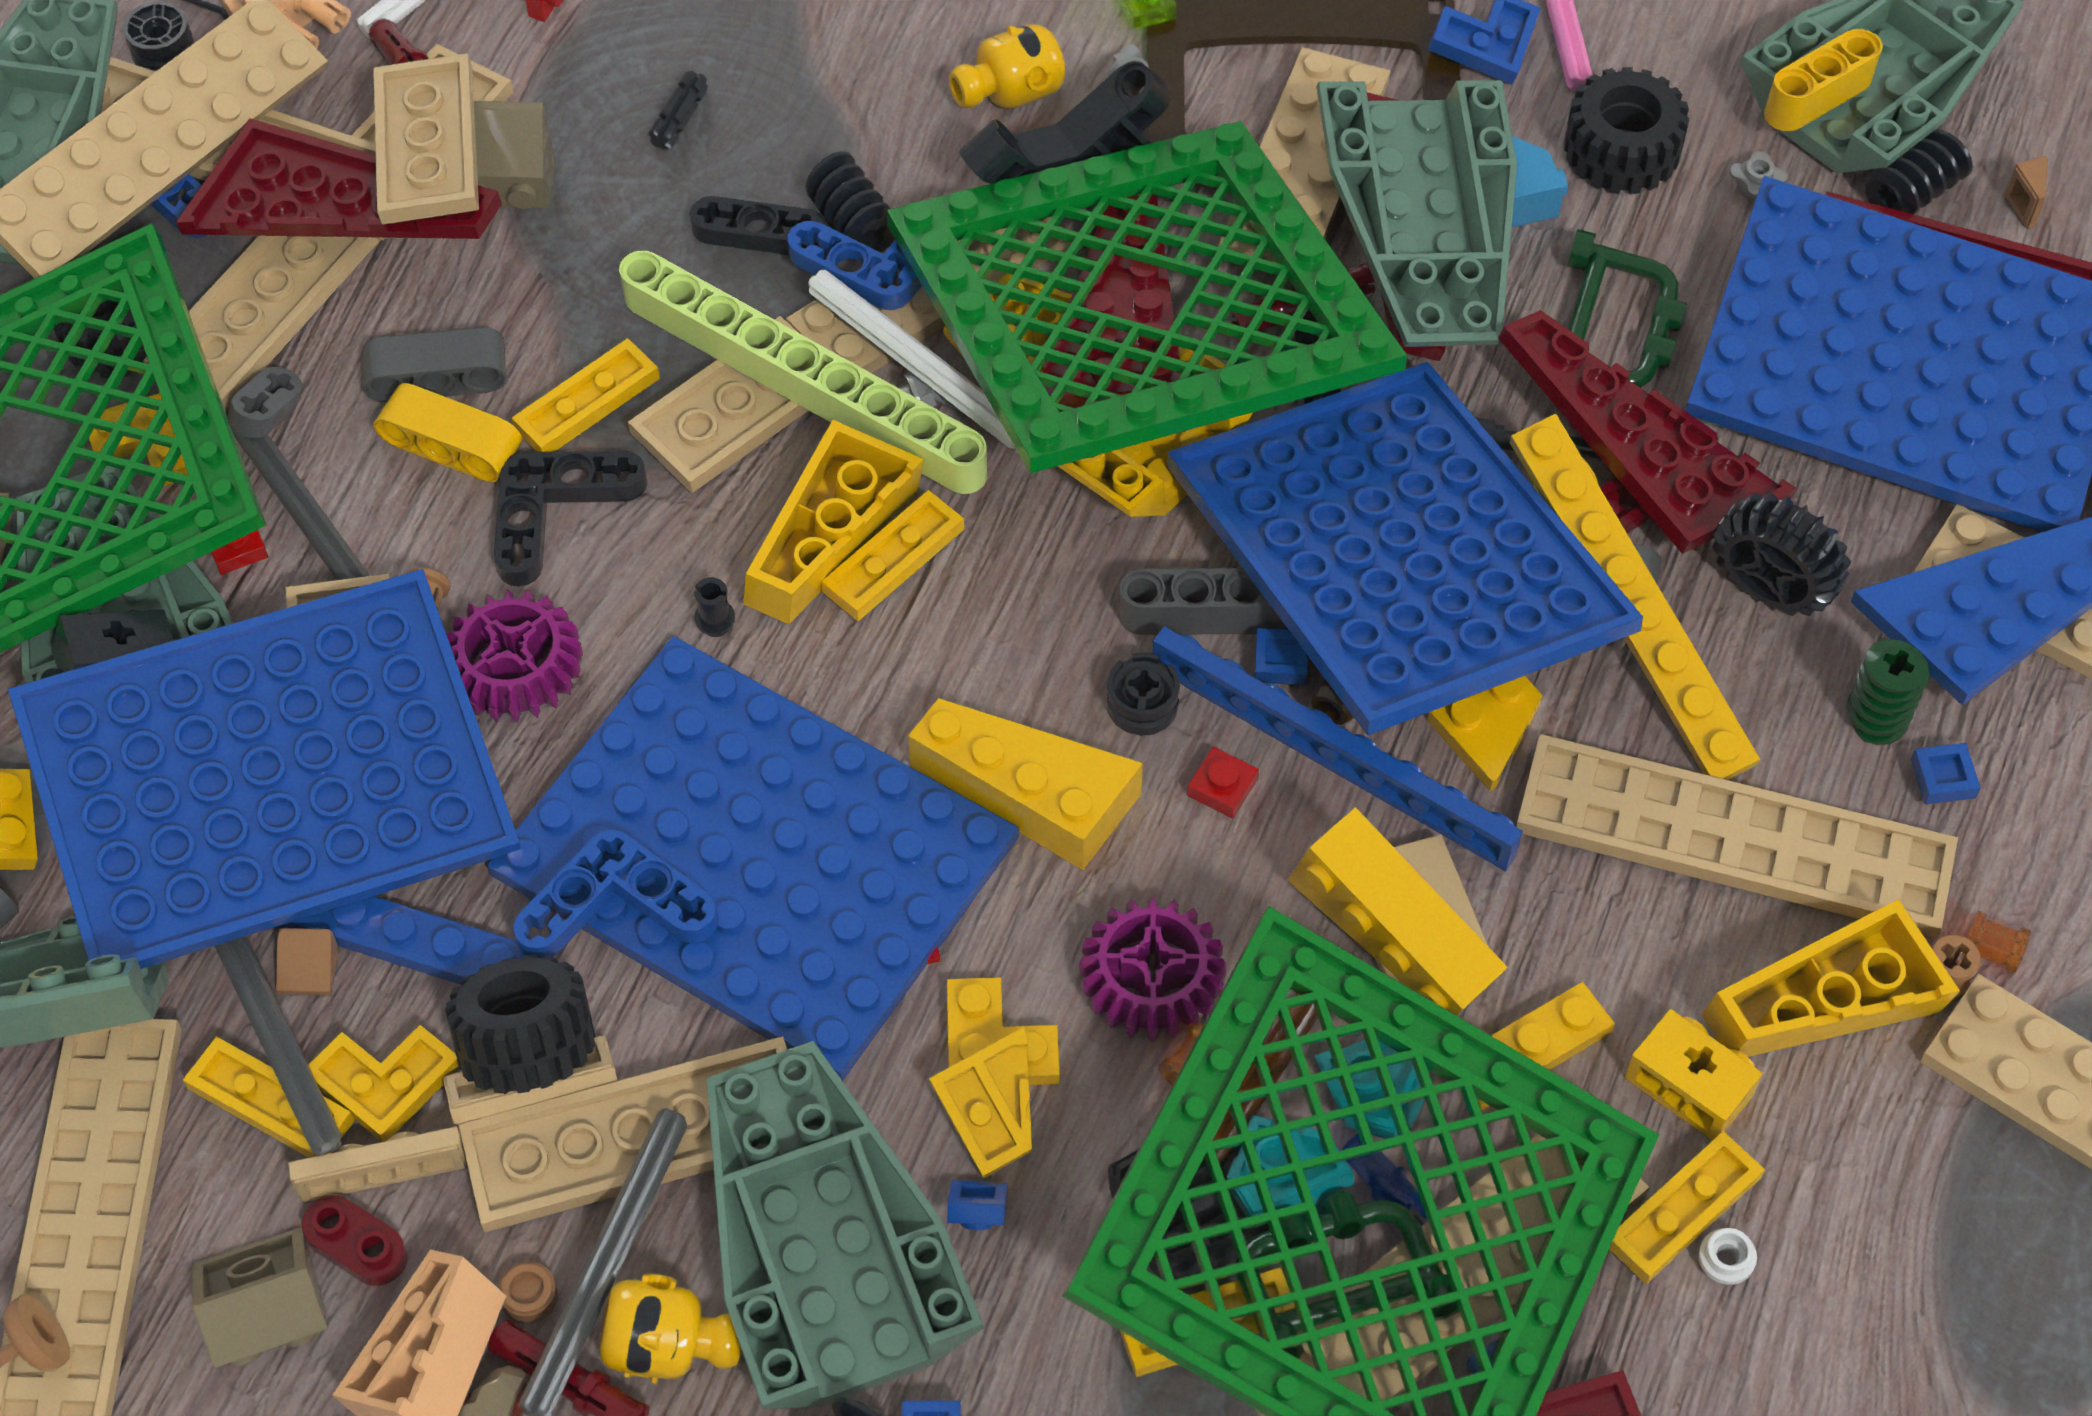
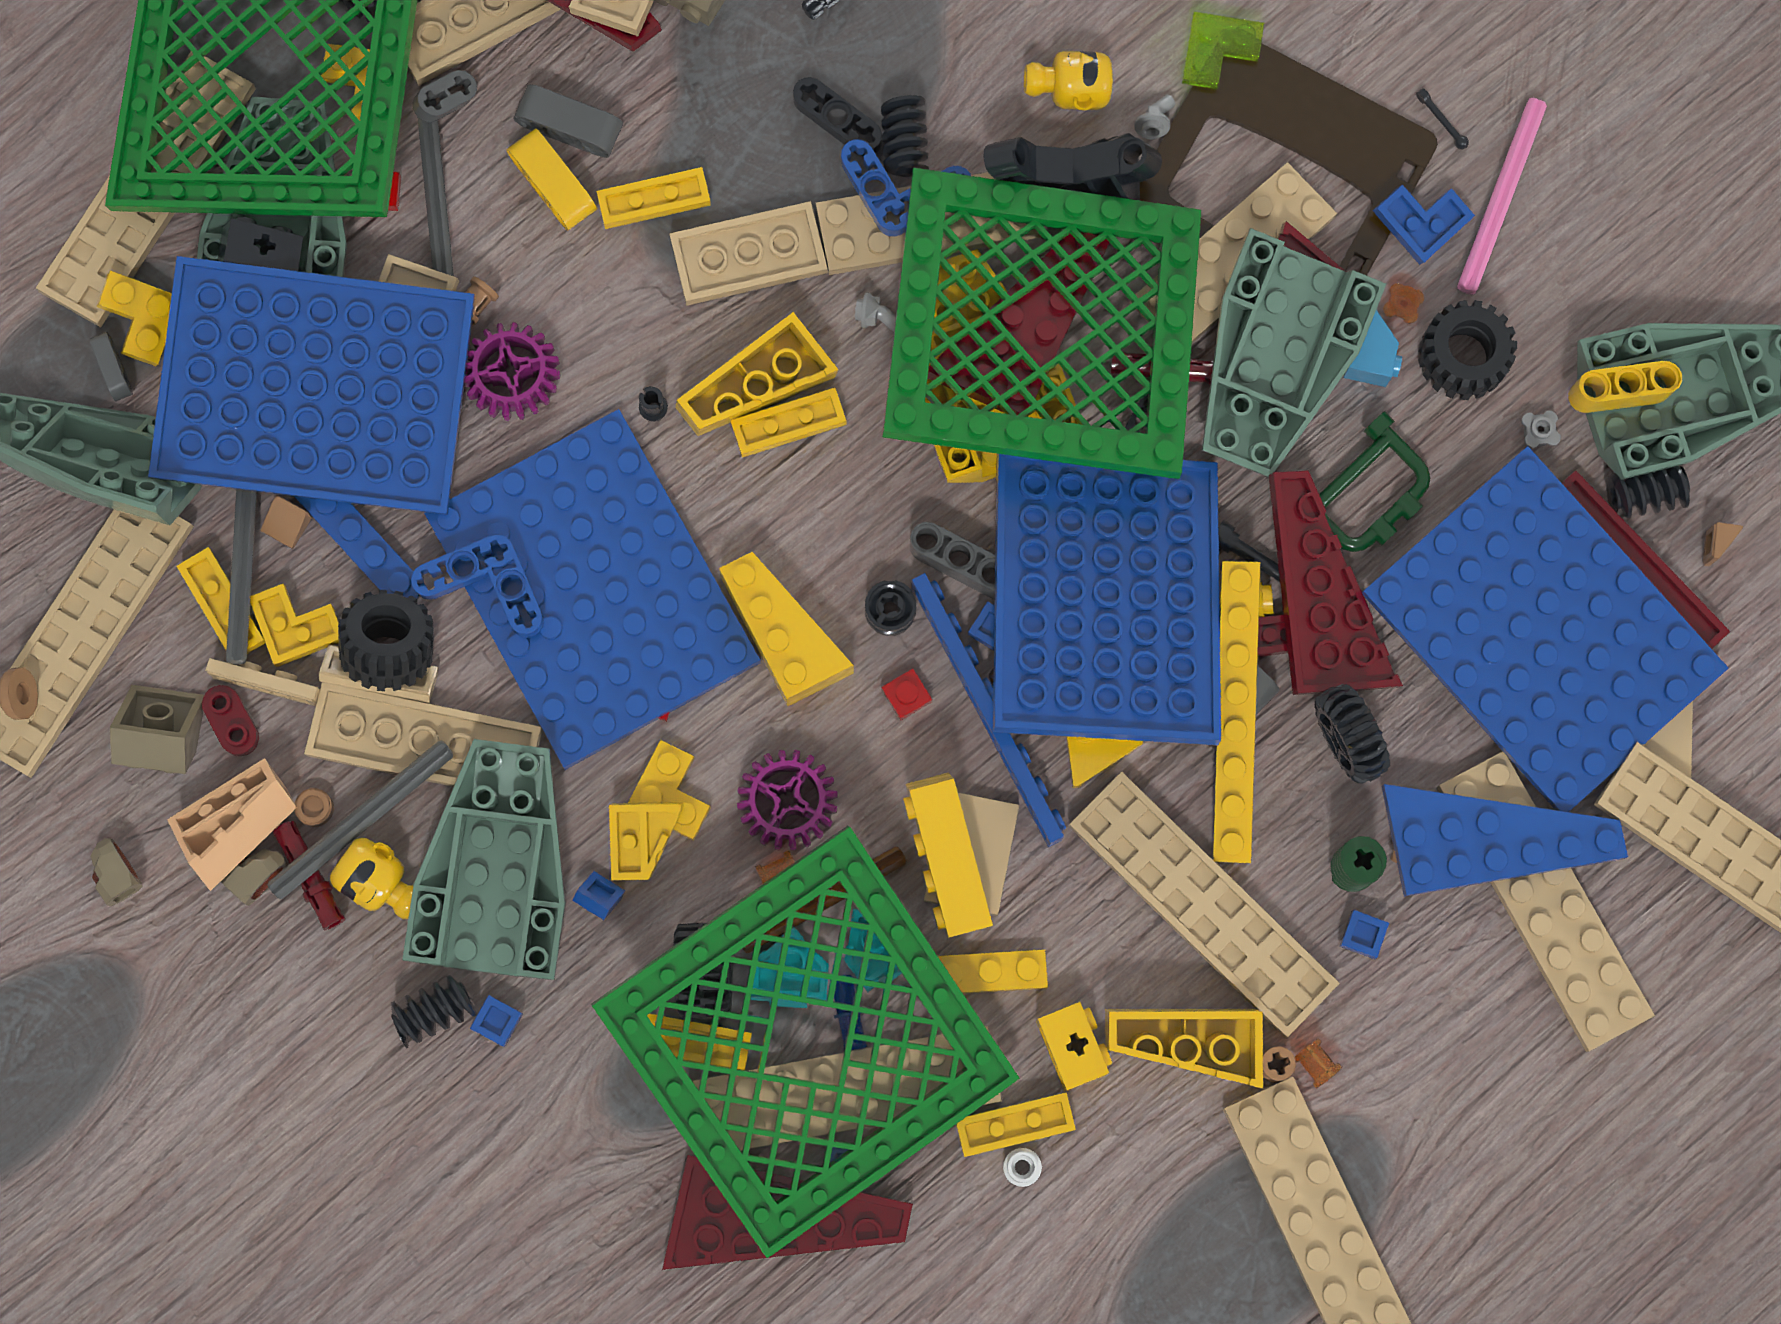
camera: 25 degrees right, 20 degrees up
(536, 493) = (584, 256): black beam -> none
(737, 332) = (791, 242): yellowish green beam -> none
(908, 352) = (869, 260): white axle -> none
(1345, 1220) = (805, 1024): dark green bar -> none
(1526, 121) = (1403, 293): none -> clear orange plate

